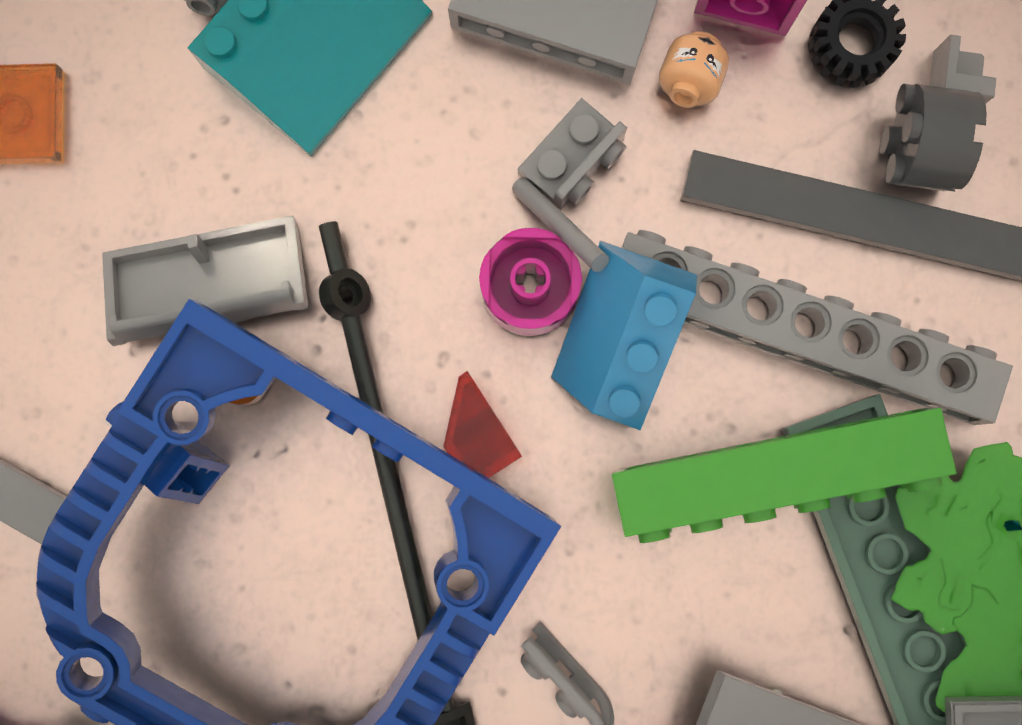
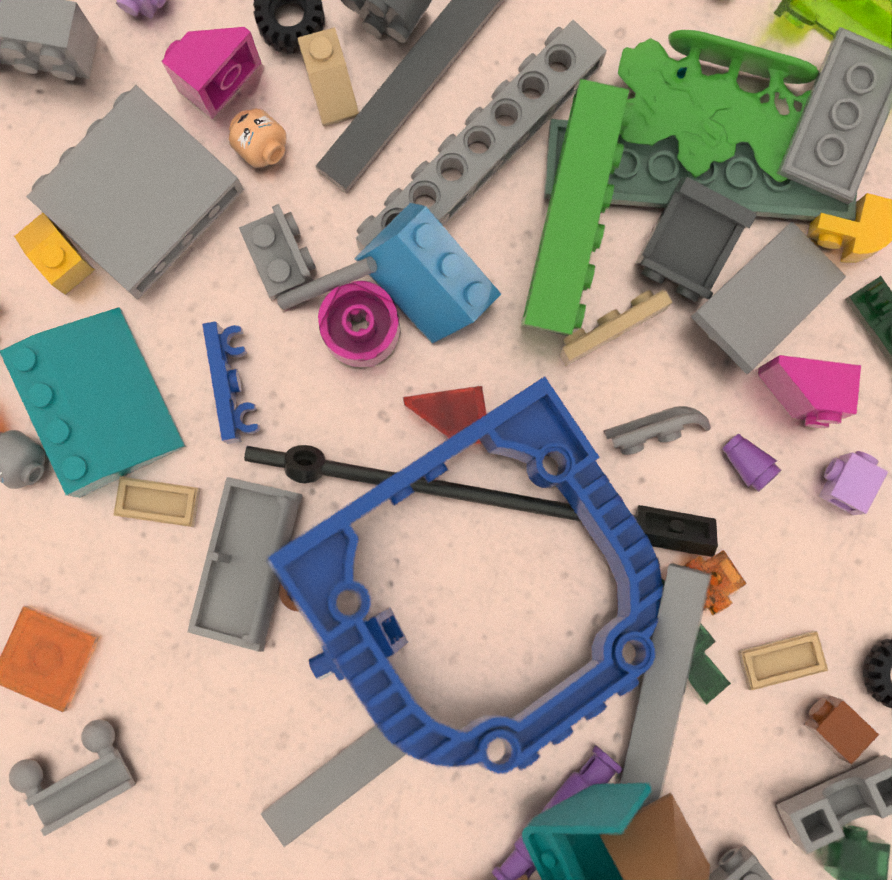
camera: 75 degrees left, 0 degrees up
(233, 153) = (156, 501): none -> tan tile
(398, 164) = (227, 381): none -> blue plate
(669, 580) = (614, 325): none -> tan tile
(804, 115) = (328, 76): none -> tan slope
(815, 630) = (693, 238): none -> dark grey panel

